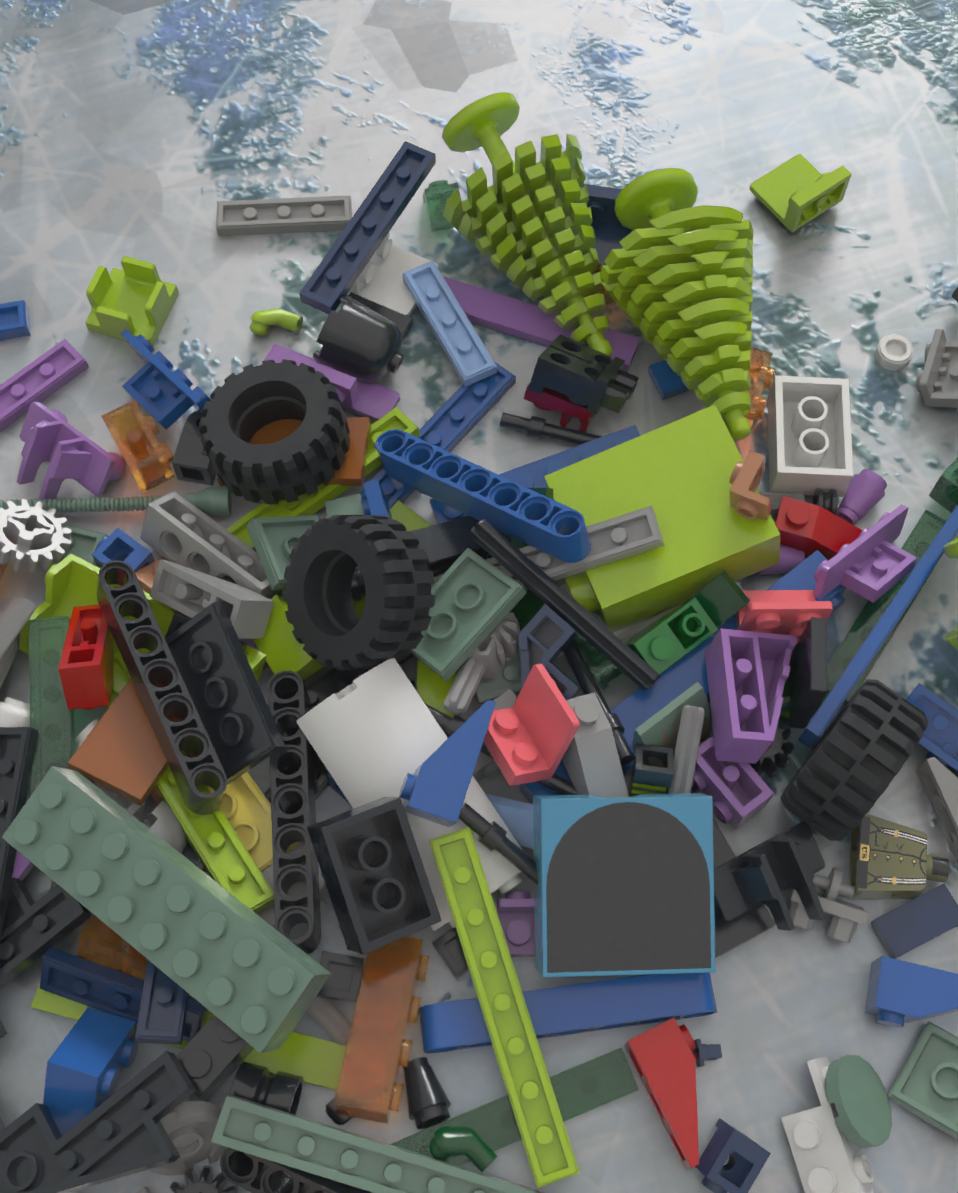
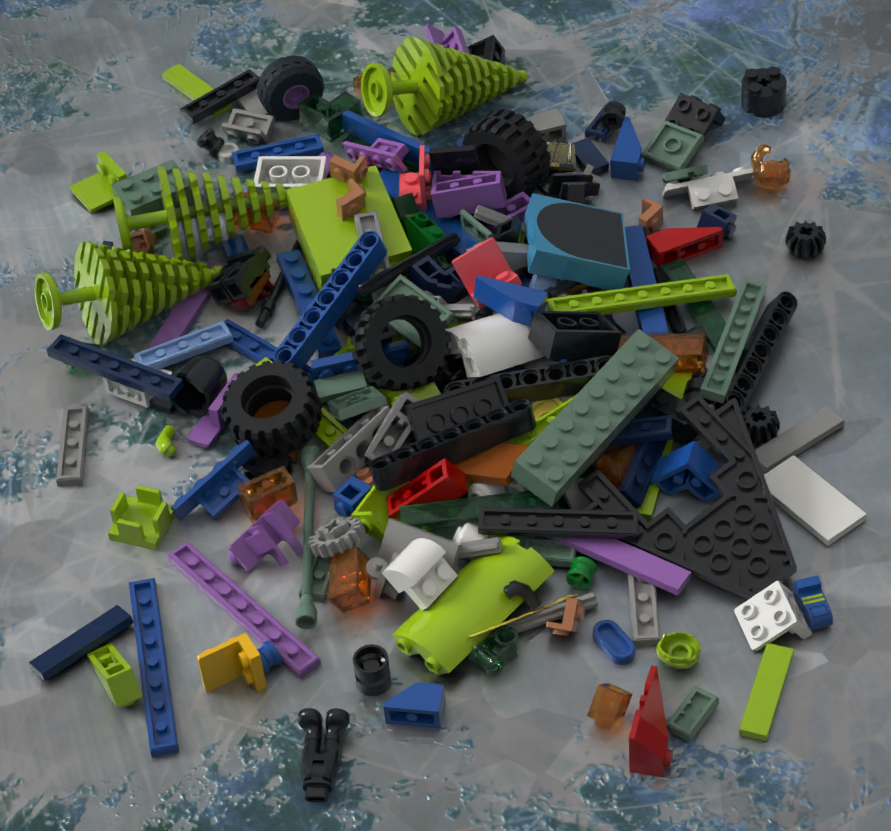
camera: 85 degrees left, 20 degrees down
(461, 1140) = (715, 319): dark green arm -> none
(553, 1052) = (672, 312): none -> black axle
(676, 499) = (352, 201): none -> nougat bracket
(736, 1033) = (651, 216): none -> nougat bracket
(788, 258) = (143, 193): none -> sand green brick
(891, 419) = (304, 146): none -> blue plate
(903, 320) = (210, 142): none -> black wheel

